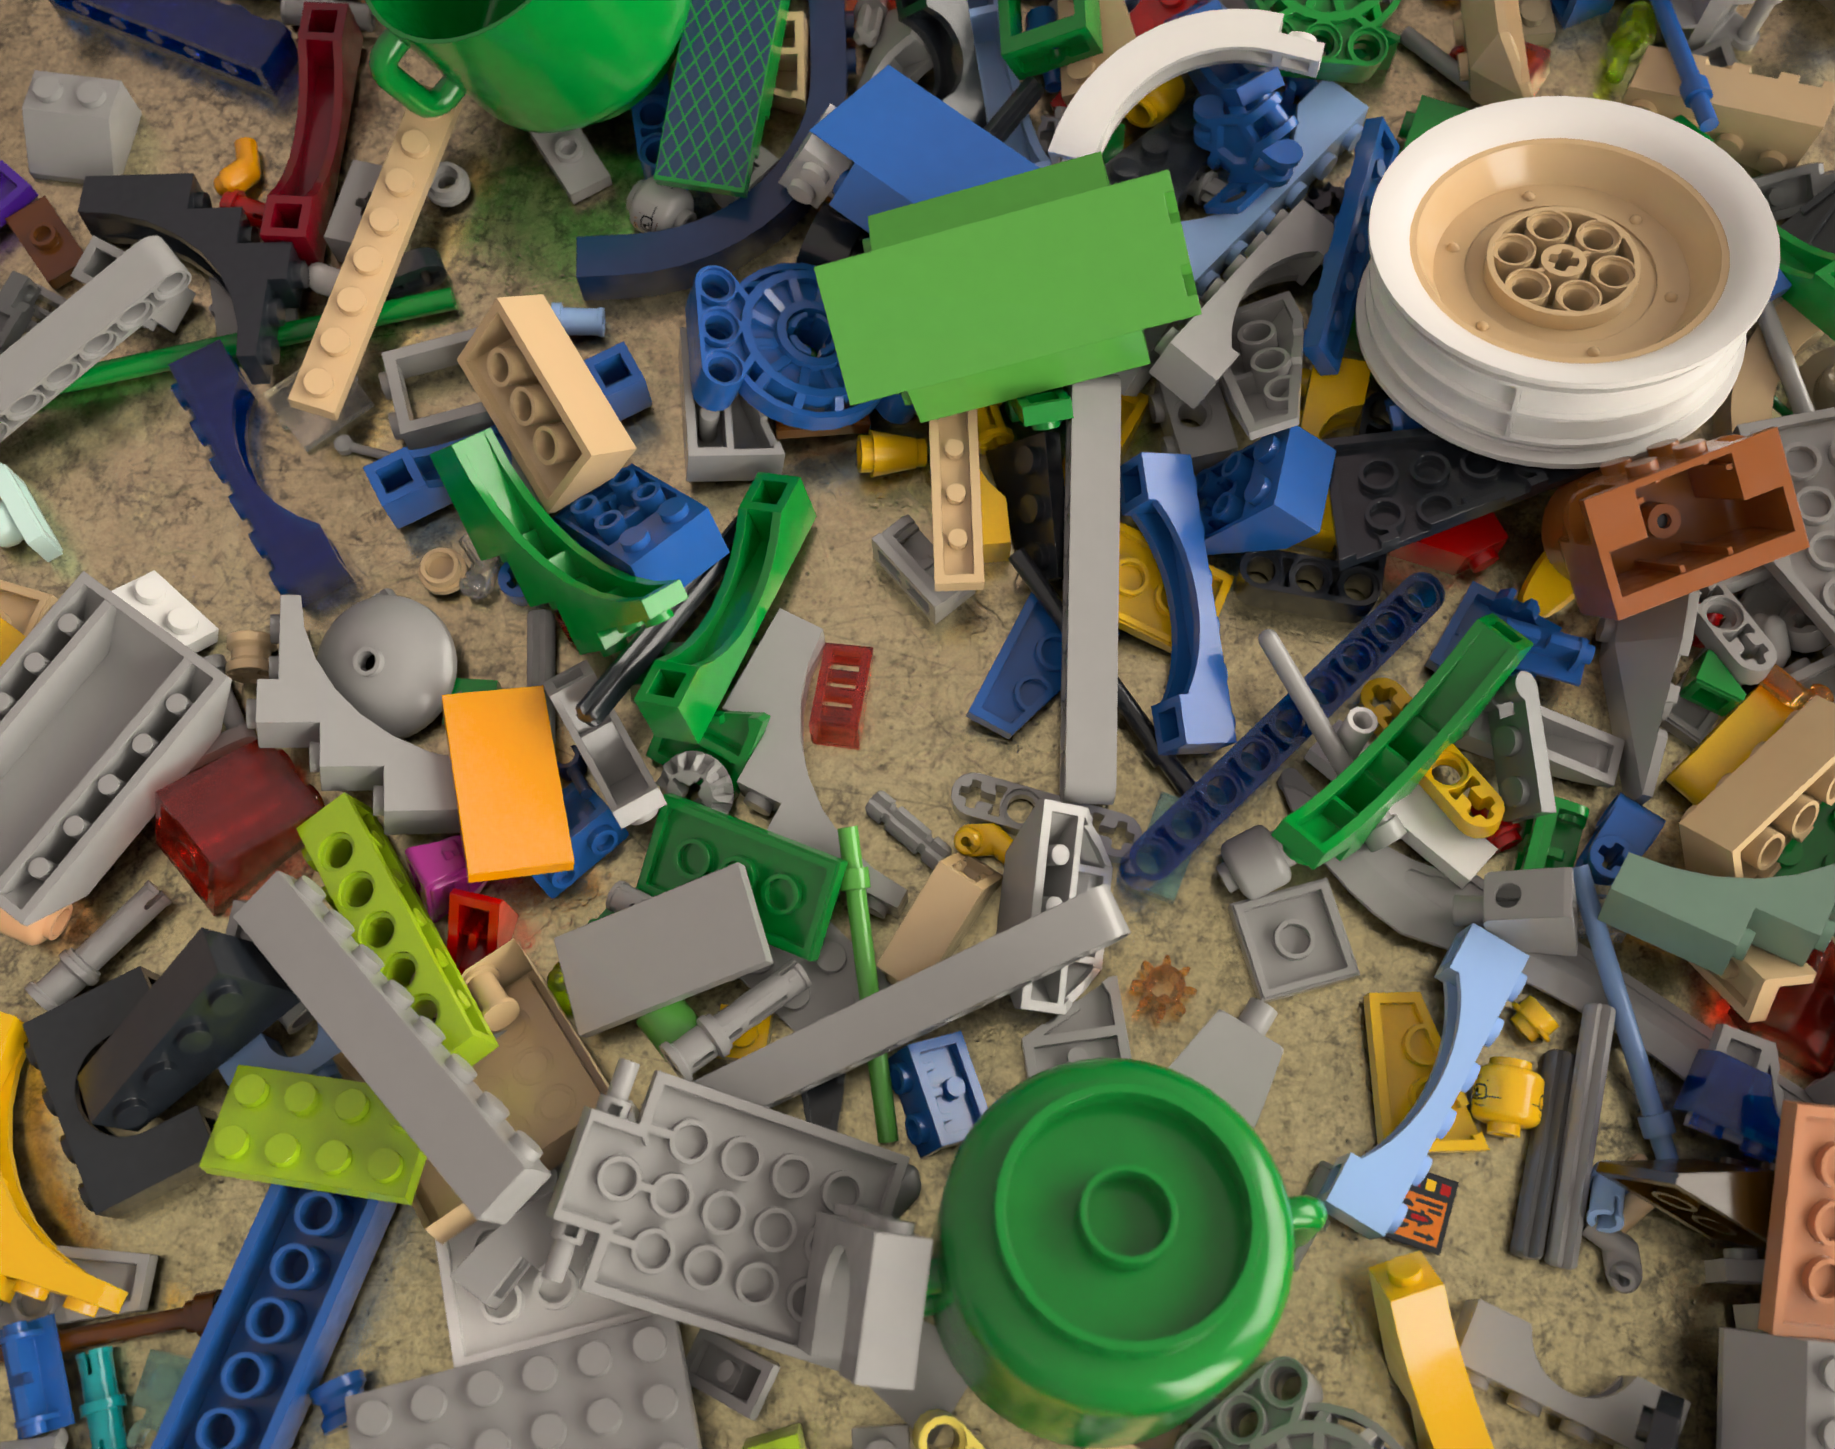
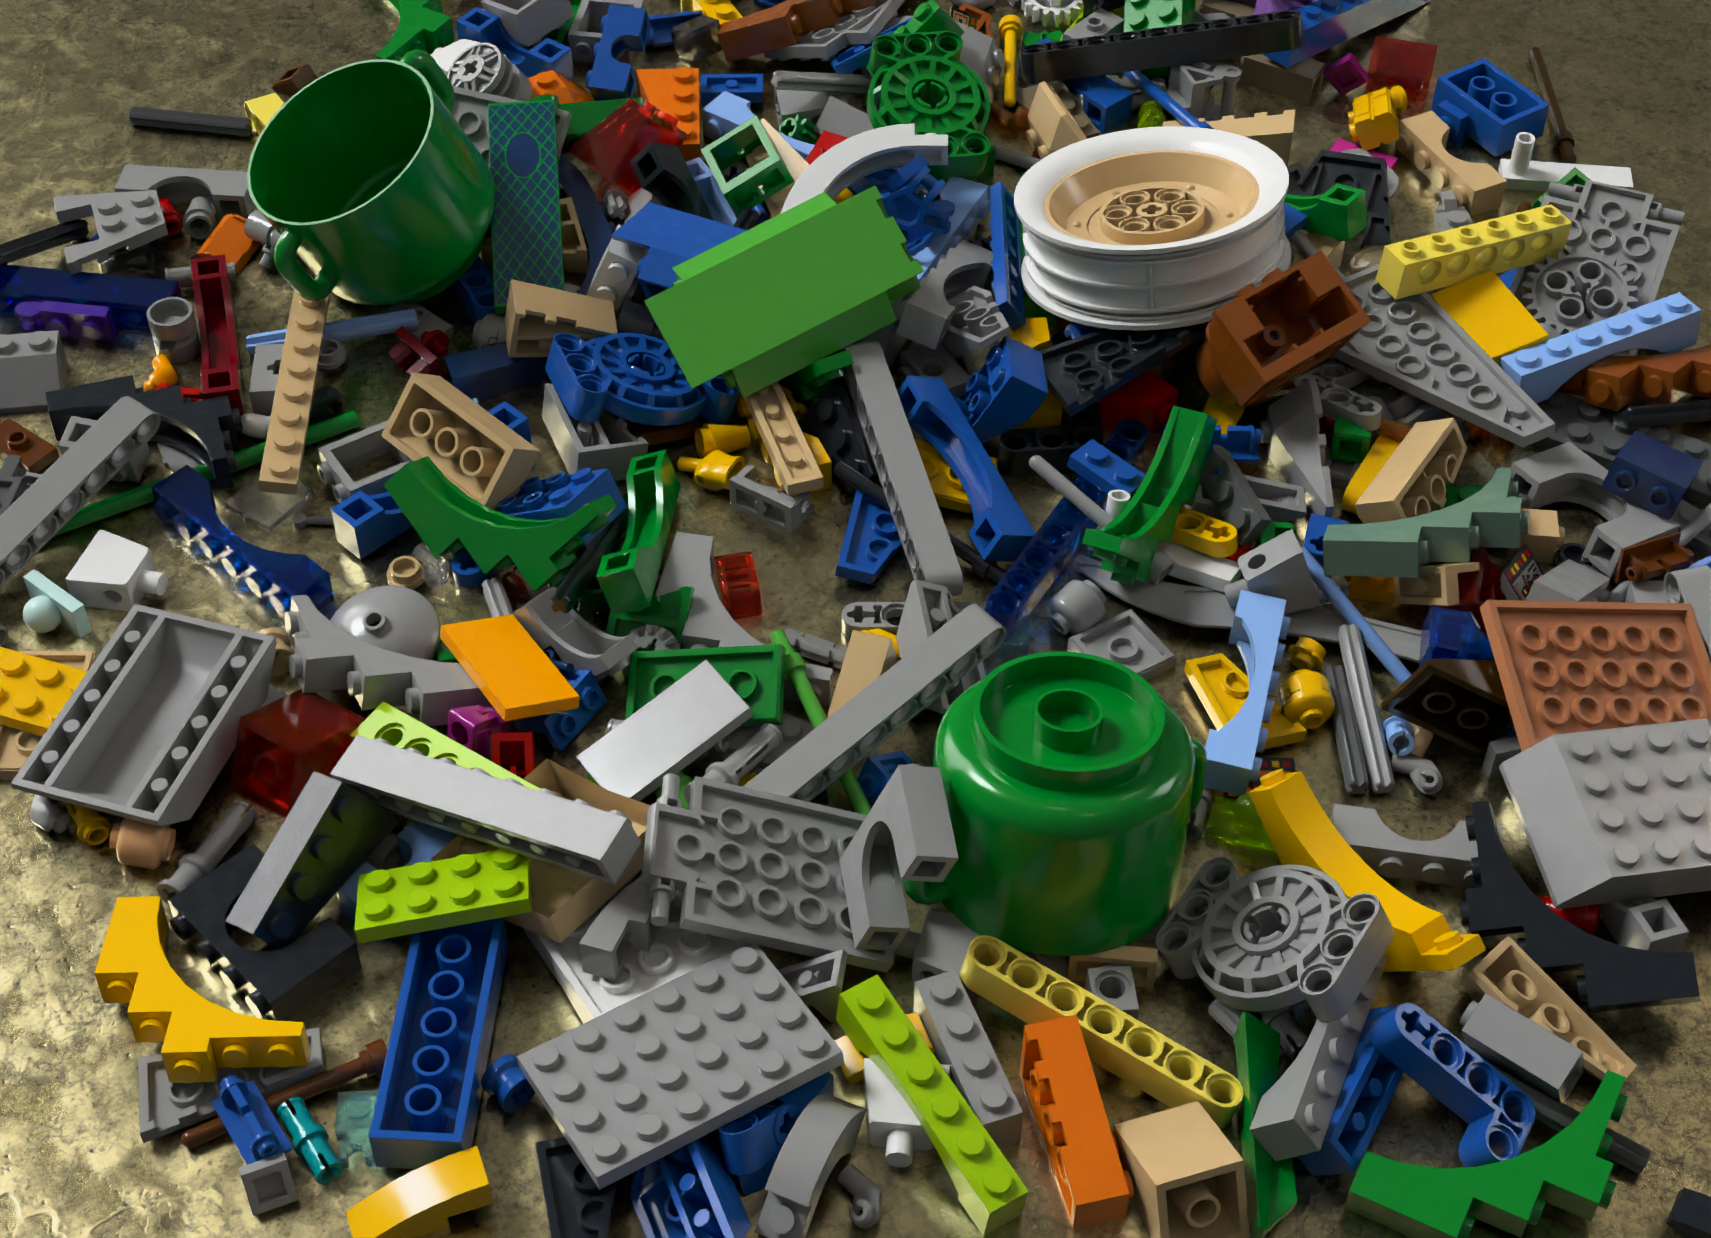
camera: 20 degrees left, 25 degrees down
(100, 482) = (114, 574): none -> white torso
(147, 52) = (67, 318): none -> dark purple hinge
(264, 103) = (174, 329): none -> light grey wheel
(473, 152) = (347, 328): none -> light blue axle
(561, 210) = (433, 345): none -> dark red hips
(712, 227) = (541, 312): none -> tan wedge
(865, 503) = (713, 470): none -> yellow piece
(1345, 1257) = (1237, 822): none -> clear neon green tile
(1364, 664) = (1105, 469): none -> blue plate

